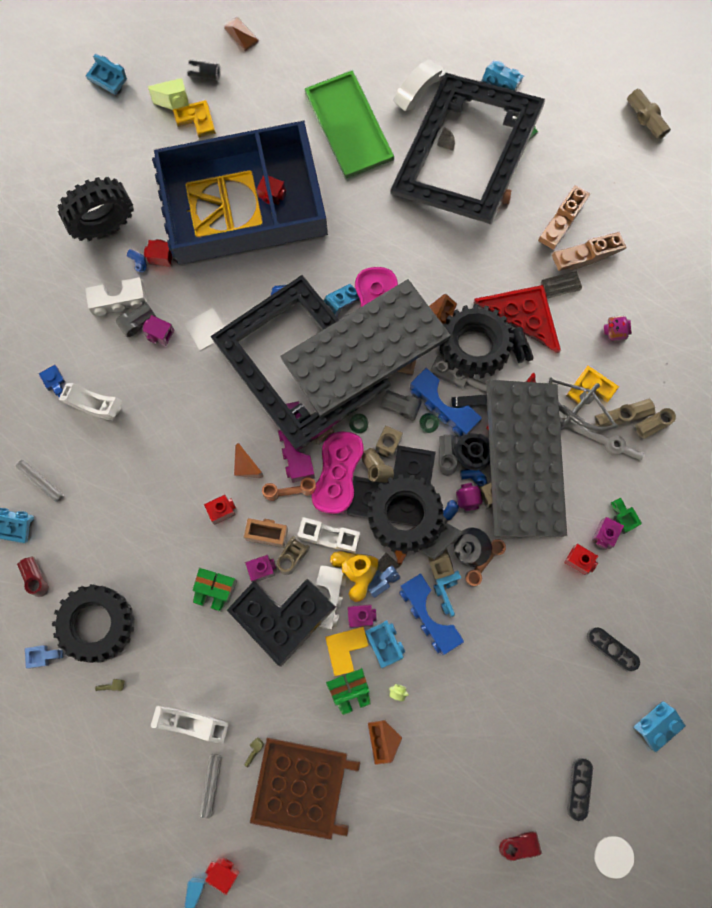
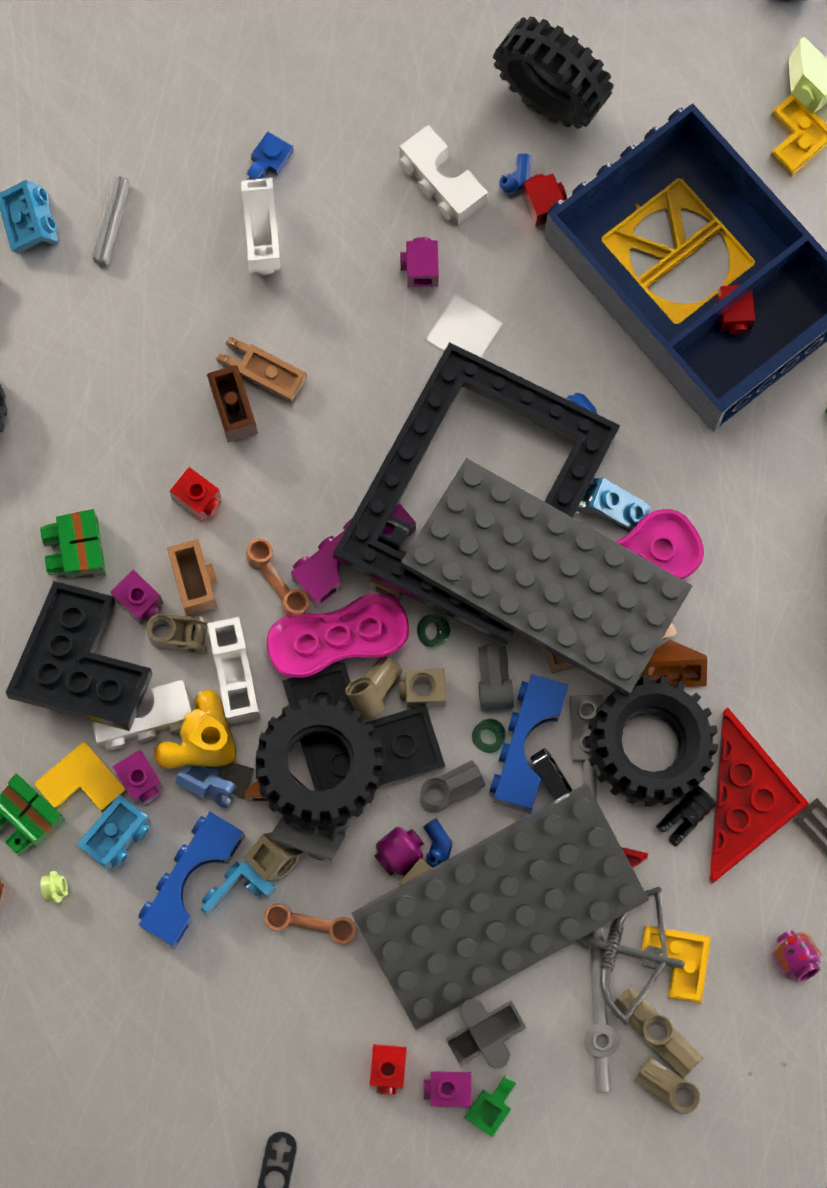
camera: 60 degrees right, 0 degrees up
(131, 322) = (415, 218): dark grey piece -> none
(169, 440) = (265, 369): none -> medium nougat hinge
(180, 464) = (232, 403): none -> reddish brown brick
(244, 464) = (282, 495): dark orange slope -> none
(451, 510) = (364, 833): blue arm -> none
(473, 451) = (469, 818): black cone -> none
(473, 547) = (322, 891): black cone -> none
(588, 499) = (485, 1033): none -> dark grey piece

